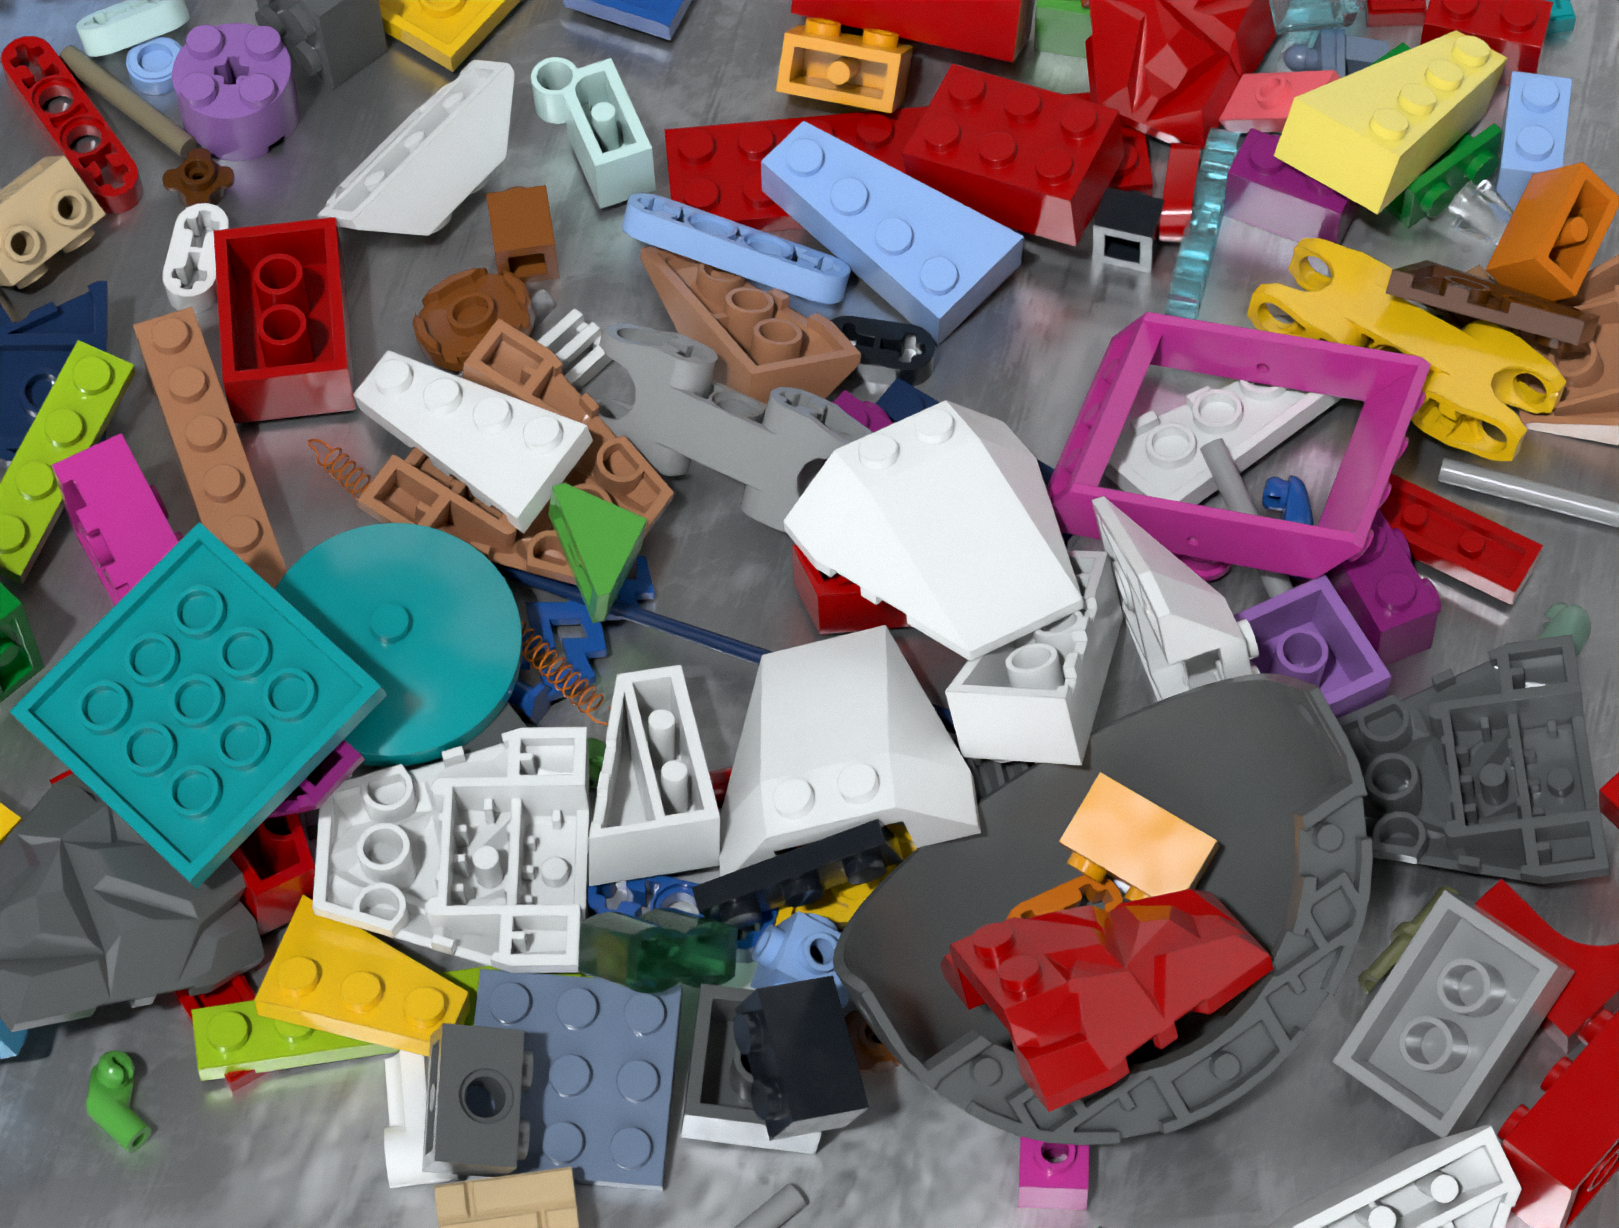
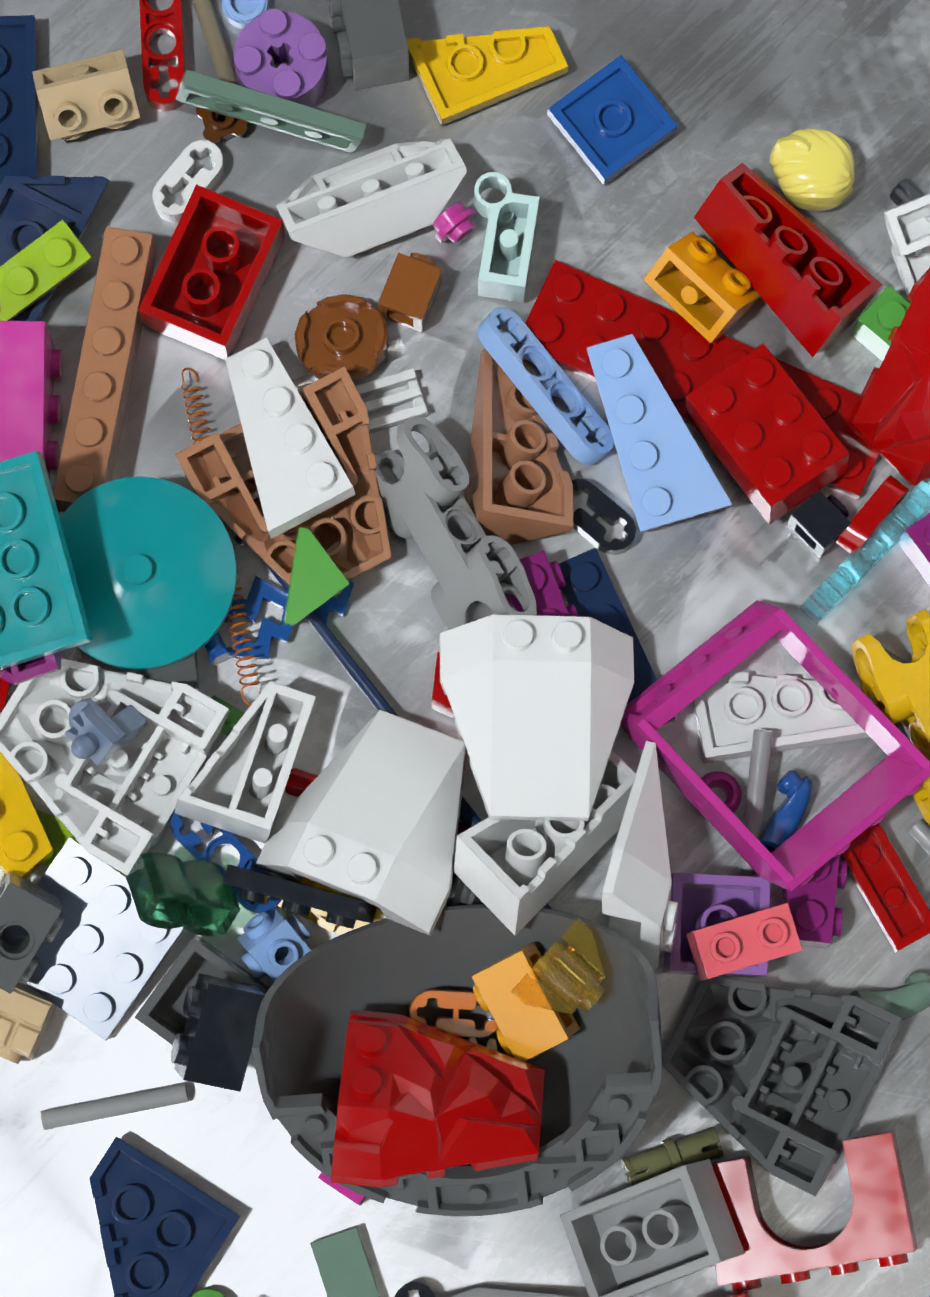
camera: 25 degrees right, 20 degrees up
(252, 132) = (270, 111): none -> sand green tile
(448, 820) = (97, 734): none -> sand blue piece
(530, 147) = (455, 223): none -> dark pink plate
(1170, 765) = (566, 975): none -> clear yellow brick
(1348, 633) = (744, 941): none -> coral brick

